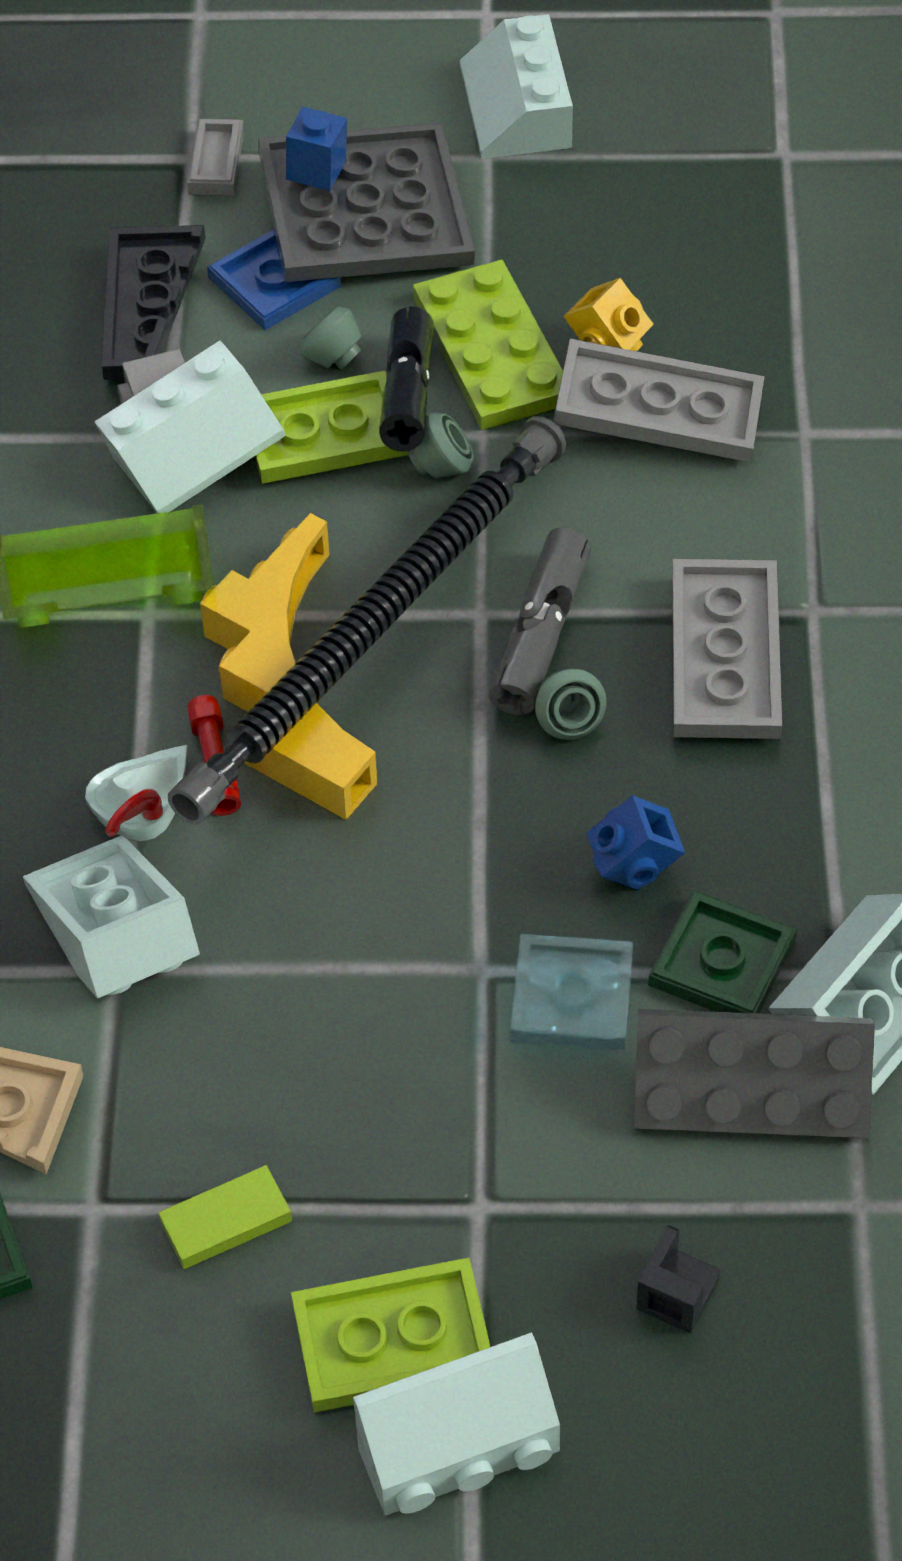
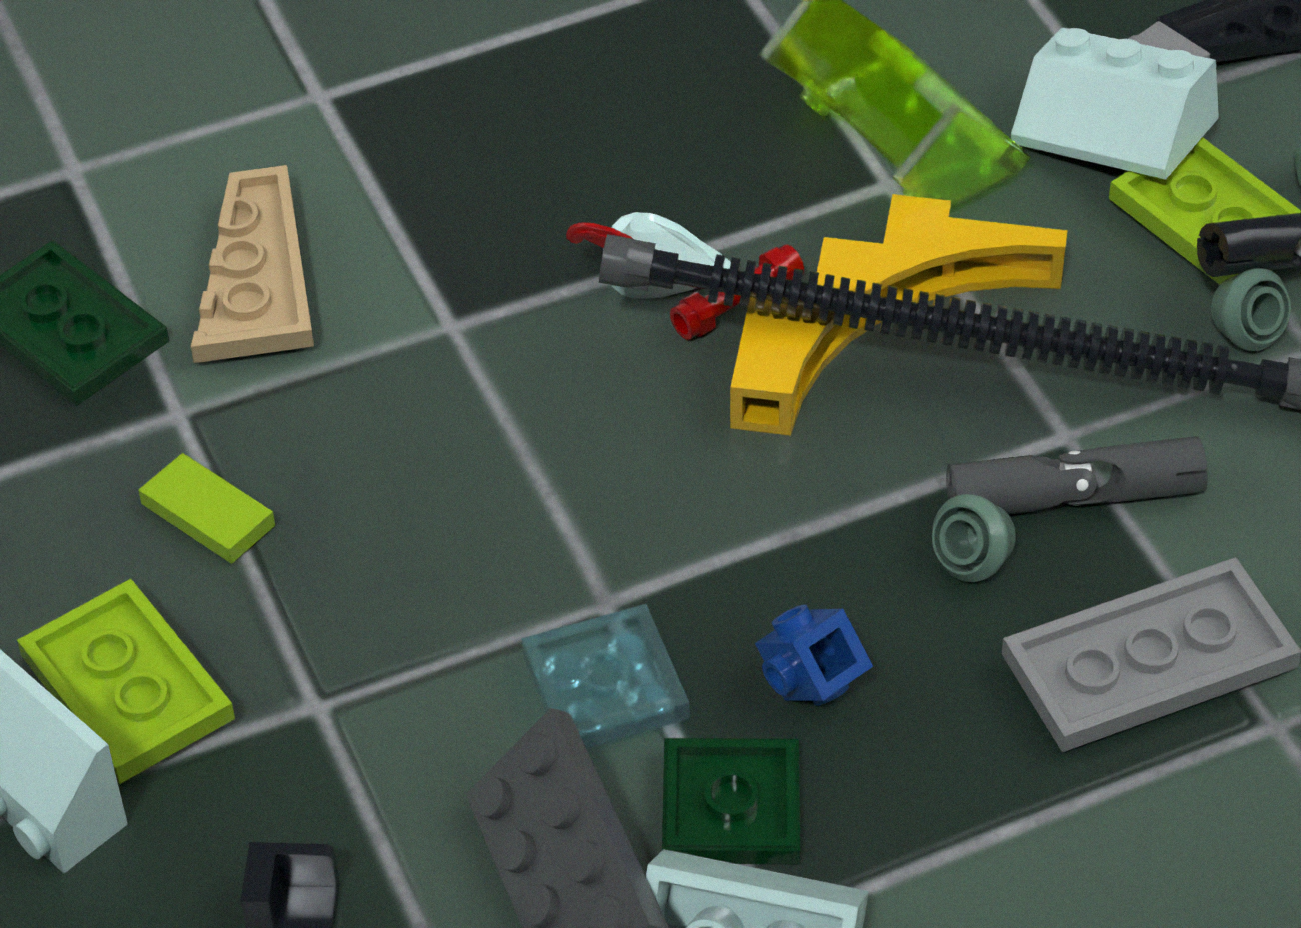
camera: 65 degrees right, 5 degrees down
(113, 916) = (492, 288): light aqua slope -> none

